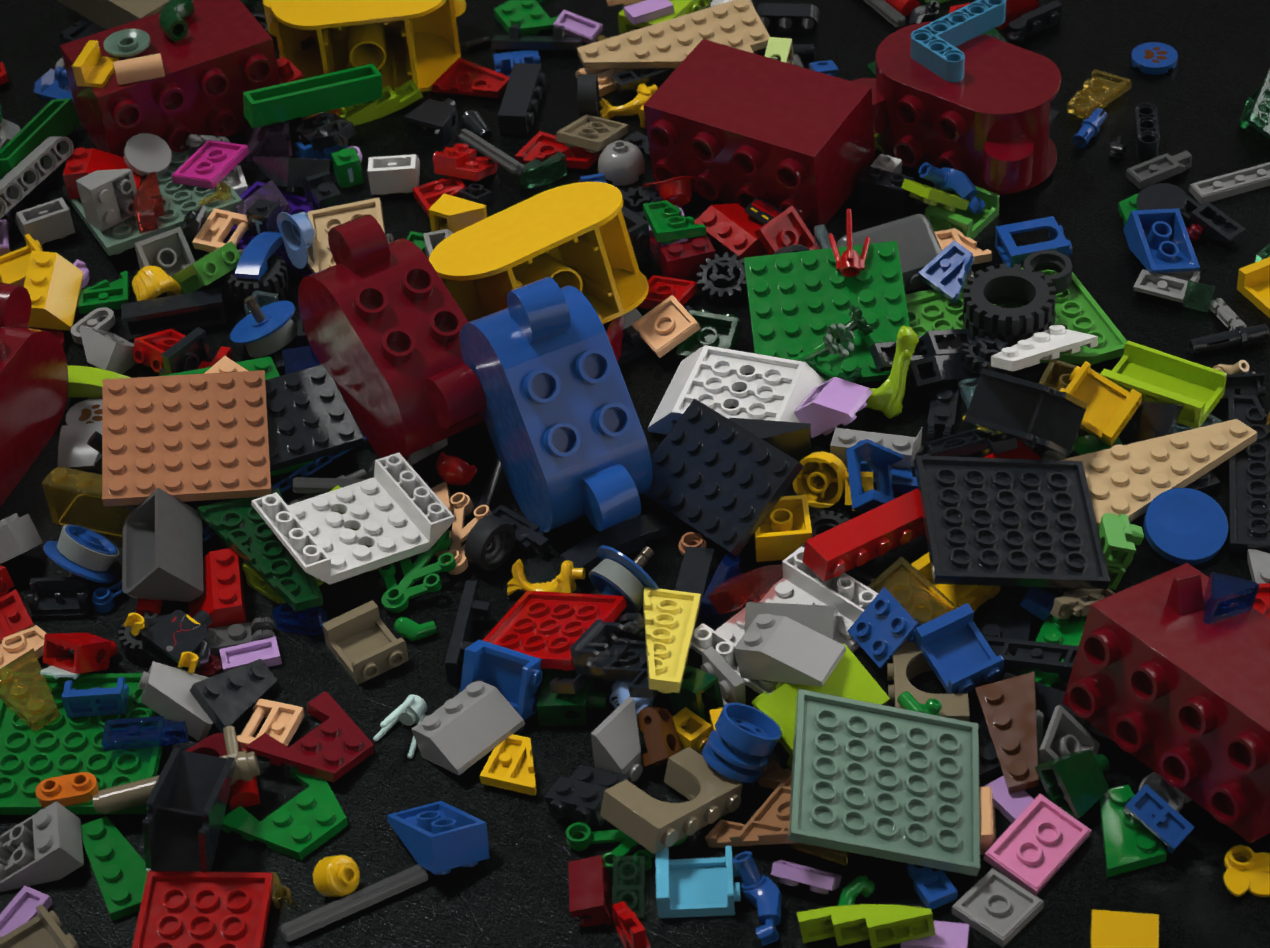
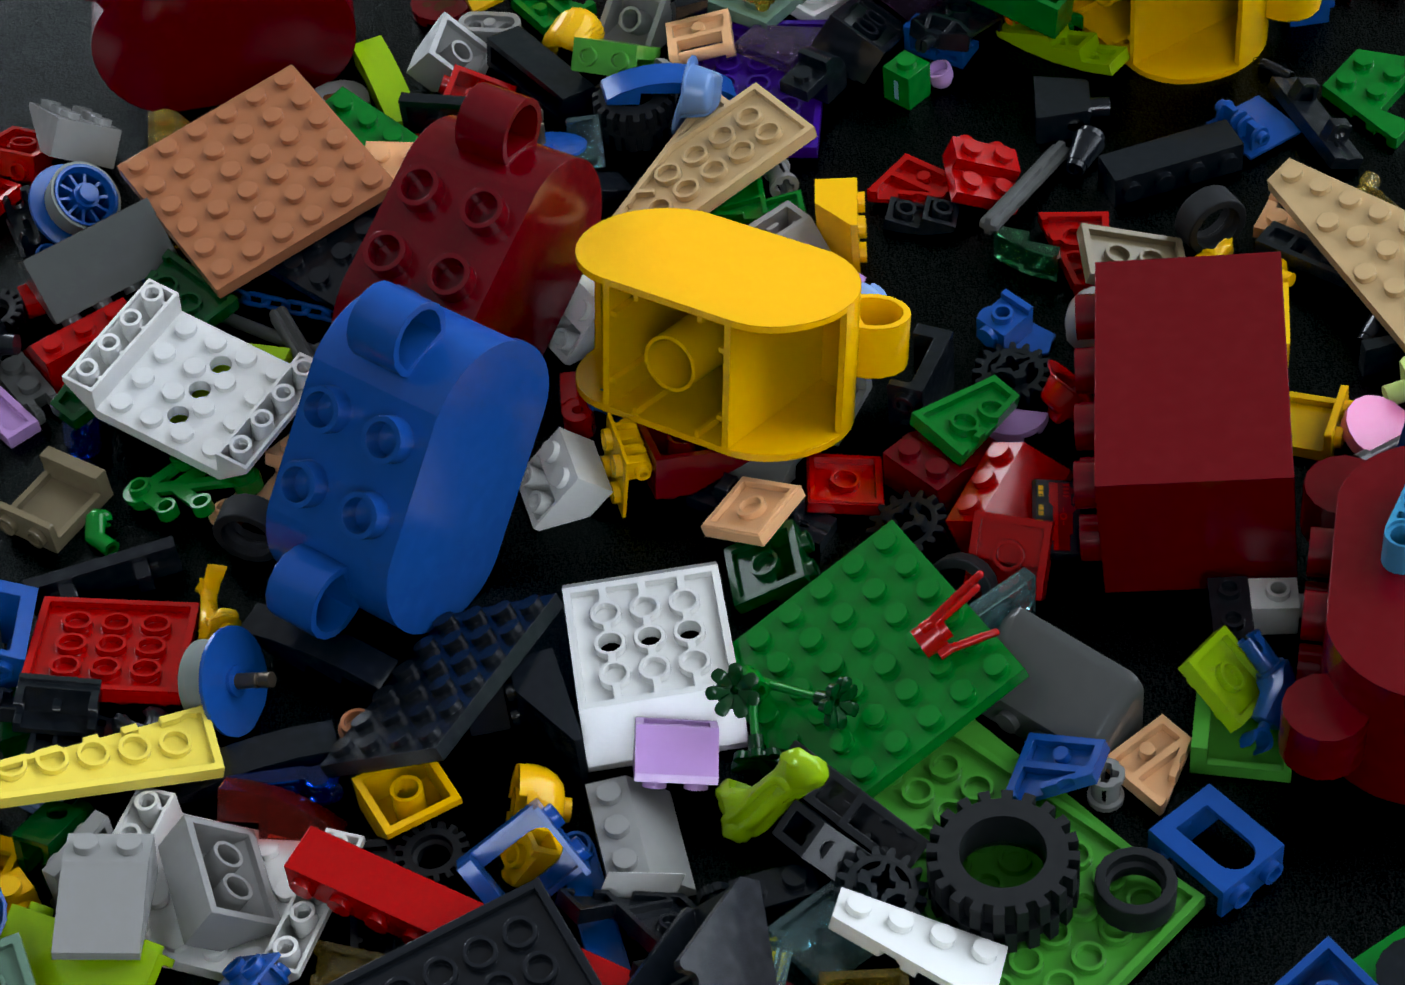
camera: 65 degrees right, 5 degrees up
(262, 217) = (737, 56): black brick -> none
(393, 174) = (921, 121): white slope -> none
(472, 80) = (1179, 97): red wing -> none
(579, 26) = (1380, 142): lavender tile -> none

